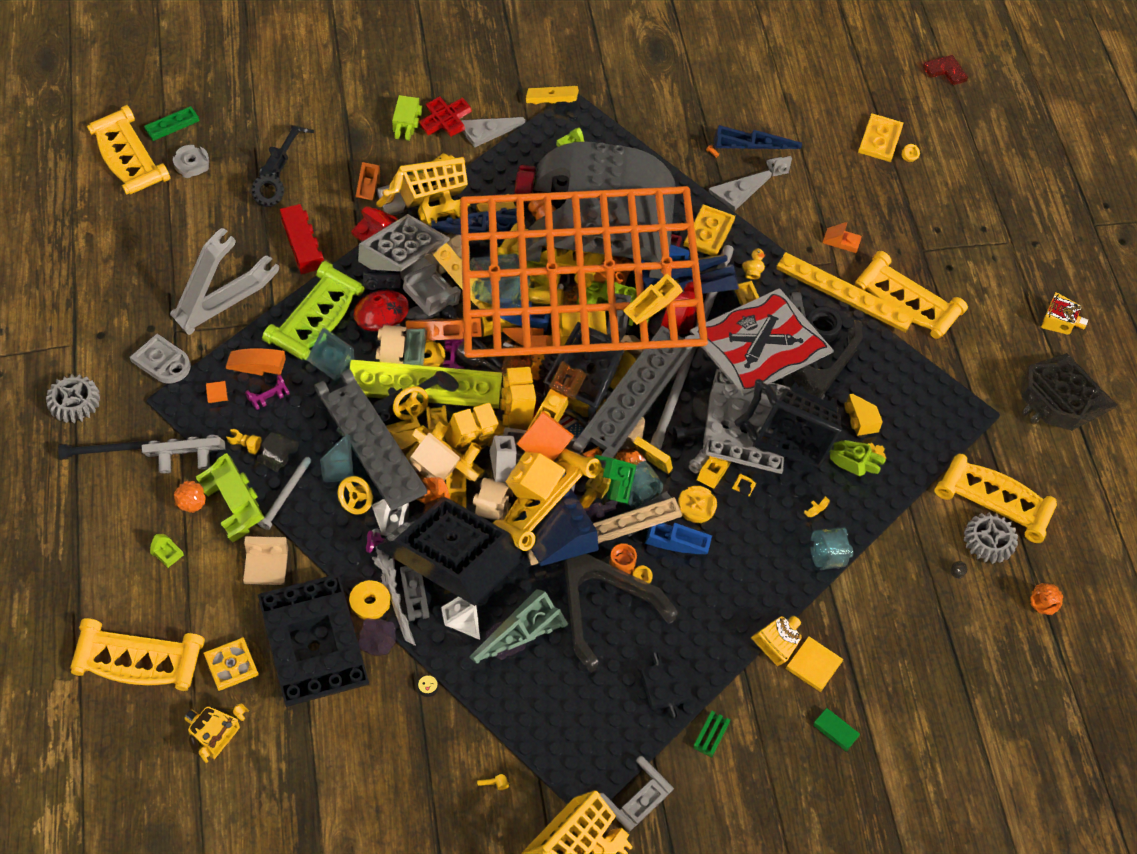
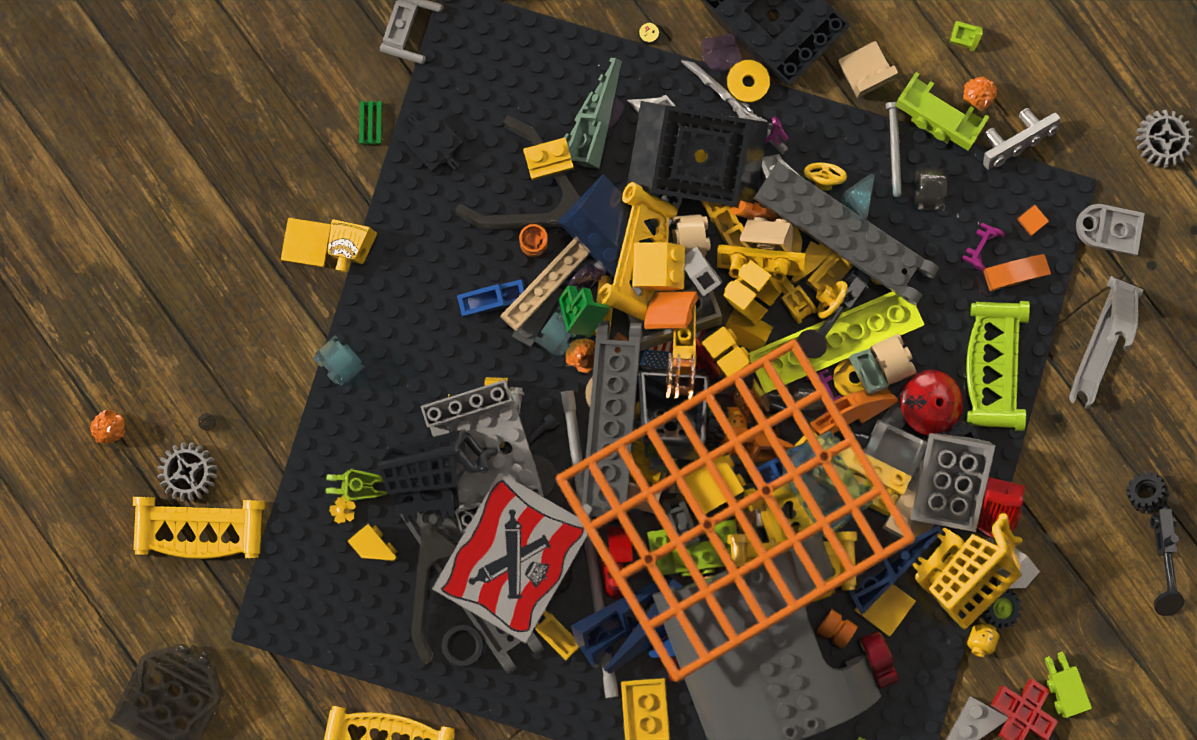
camera: 155 degrees right, 25 degrees up
(67, 451) = (1130, 81): black piece -> none
(251, 442) = (959, 181): yellow piece -> none
(300, 238) = (1073, 453): red brick -> none
(331, 354) = (947, 319): clear light blue slope -> none
(368, 181) = (1049, 565): orange slope -> none
(414, 593) = (709, 103): dark grey plate -> none
(577, 608) = (548, 159): none -> yellow plate
(644, 573) = (508, 240): yellow tile -> none
(653, 299) = (635, 494): yellow slope -> none
(653, 455) = (561, 371): yellow tile -> none
(697, 504) = (494, 351): yellow tile -> none
(754, 267) = (572, 682): yellow animal -> none
(817, 508) = (372, 411): yellow piece -> none
(836, 729) = (258, 187): green tile -> none
(845, 292) = (458, 707): yellow plate -> none

